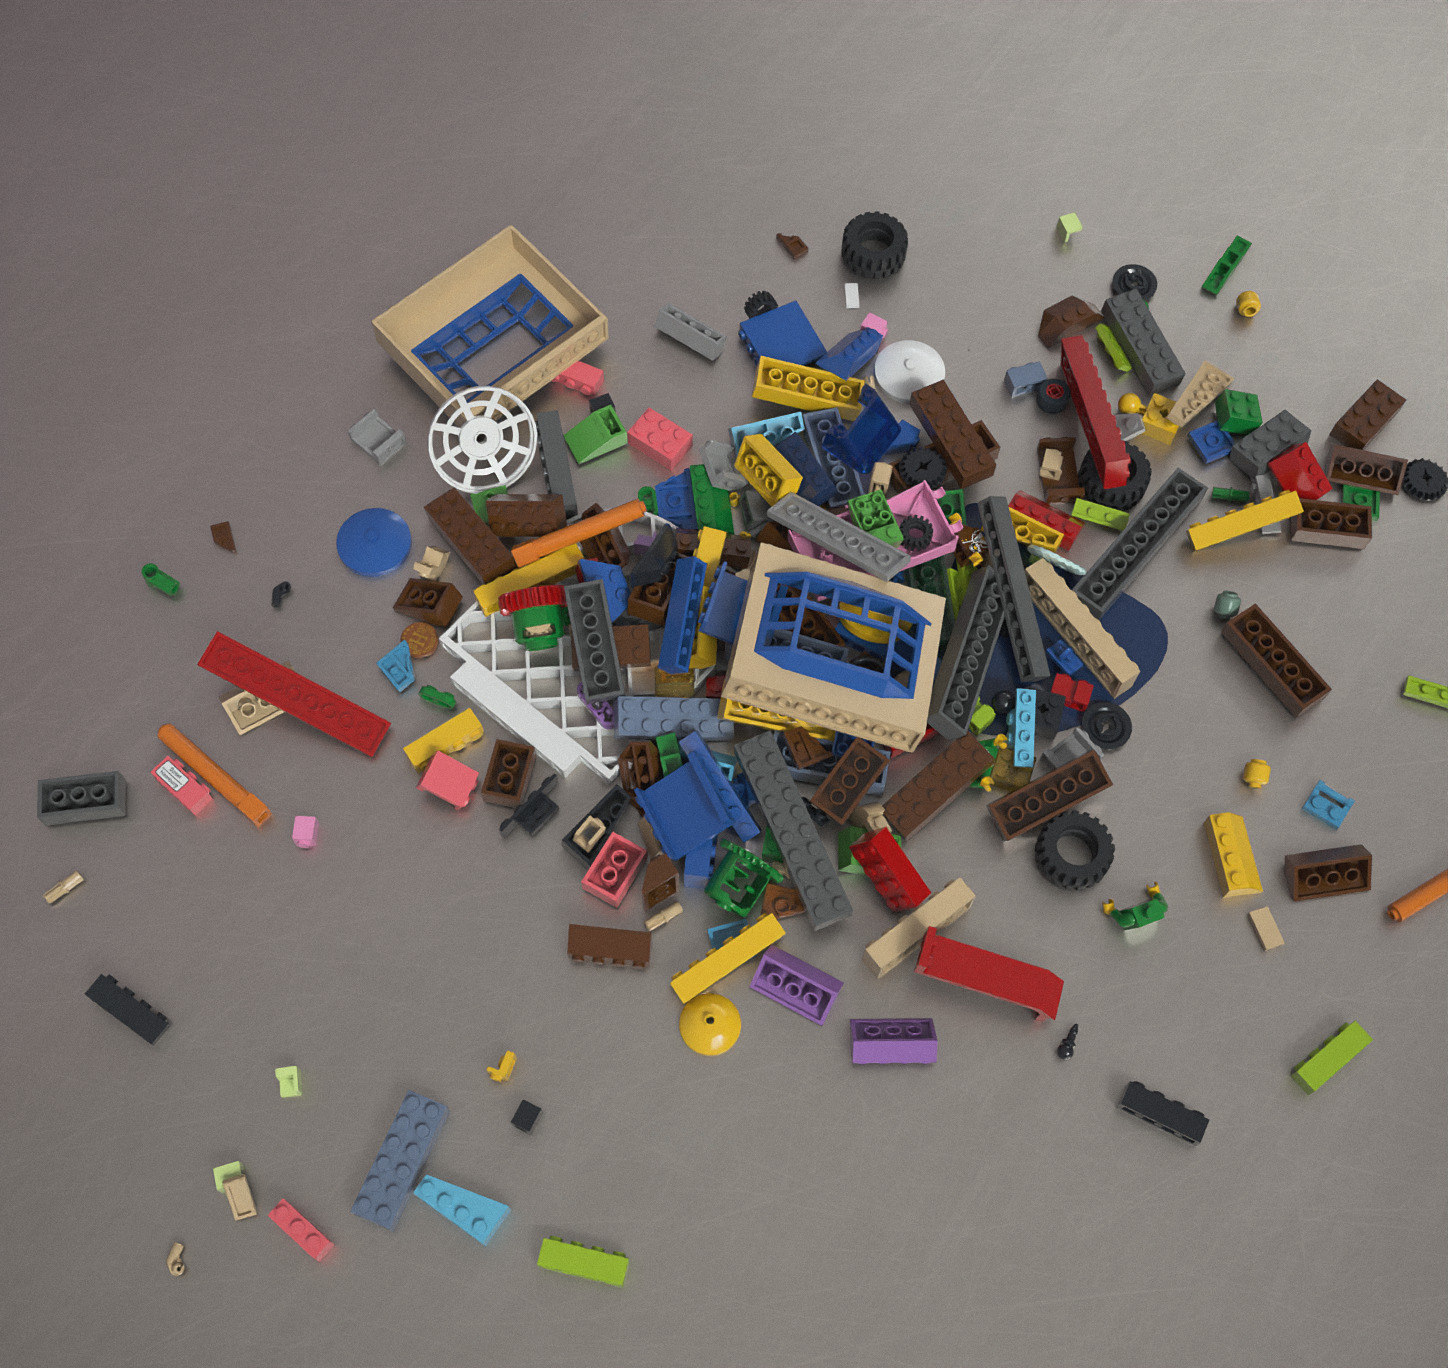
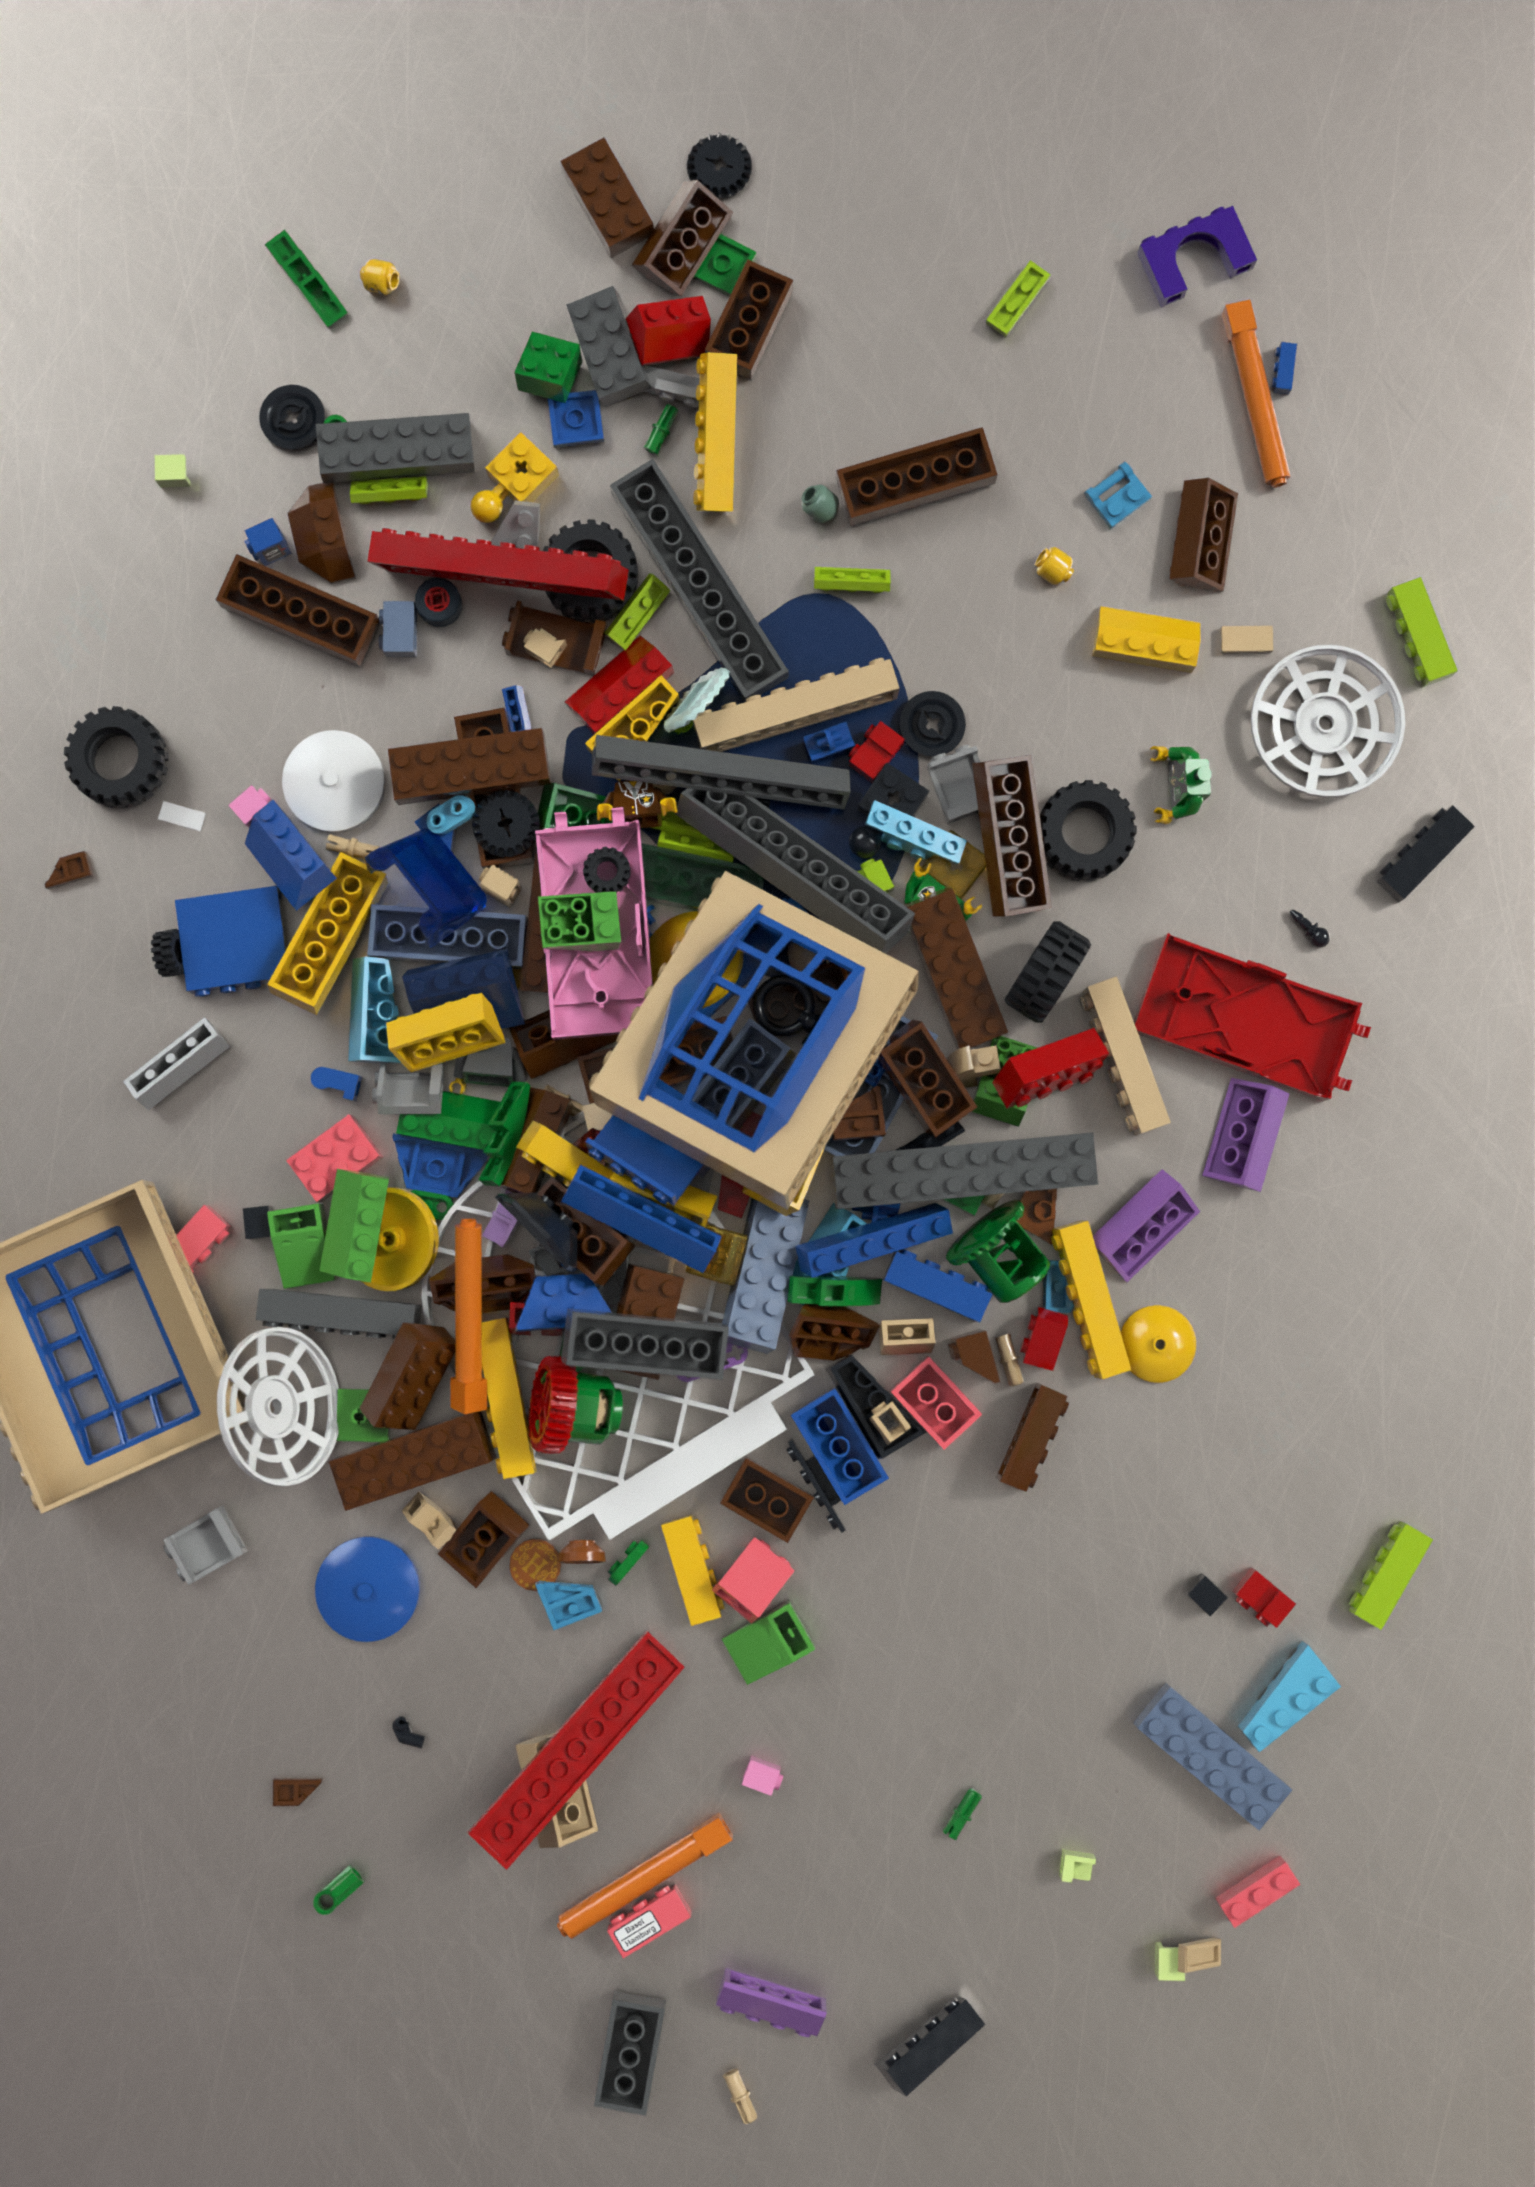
camera: 70 degrees left, 20 degrees up
(138, 885) = (771, 2003): none -> medium lavender slope
(174, 1261) = (1244, 2046): tan arm -> none
(310, 983) = (962, 1813): none -> green axle
(406, 808) = (769, 1643): none -> bright green slope
(435, 663) = (582, 1553): none -> dark orange piece
(505, 1064) = (1135, 1602): yellow bracket -> none
(537, 1163) = (1263, 1597): none -> red brick
(561, 811) = (839, 1446): none -> blue slope
(616, 482) = (405, 1242): none -> yellow dish
(619, 458) = (354, 1225): none -> bright green slope
(685, 808) = (899, 1296): blue panel -> none
(686, 933) = (1045, 1339): none -> red brick
(712, 424) = (327, 1079): none -> blue leg
(720, 523) = (508, 1126): none -> green slope
(839, 536) = (590, 977): light grey plate -> none
(915, 435) = (449, 816): none -> medium azure plate
(960, 846) = (1048, 972): none -> black tyre
(982, 1033) = (1248, 1018): none -> red piece
(990, 974) = (1215, 996): red panel -> none
(1006, 460) = (516, 708): none -> blue piece
(1012, 317) = (298, 610): none -> reddish brown brick
(1048, 287) = (267, 542): none -> blue brick
(1184, 642) = (852, 579): none -> lime plate
(1201, 390) = (498, 399): tan wing -> none
(1241, 998) = (1340, 713): none -> white dish

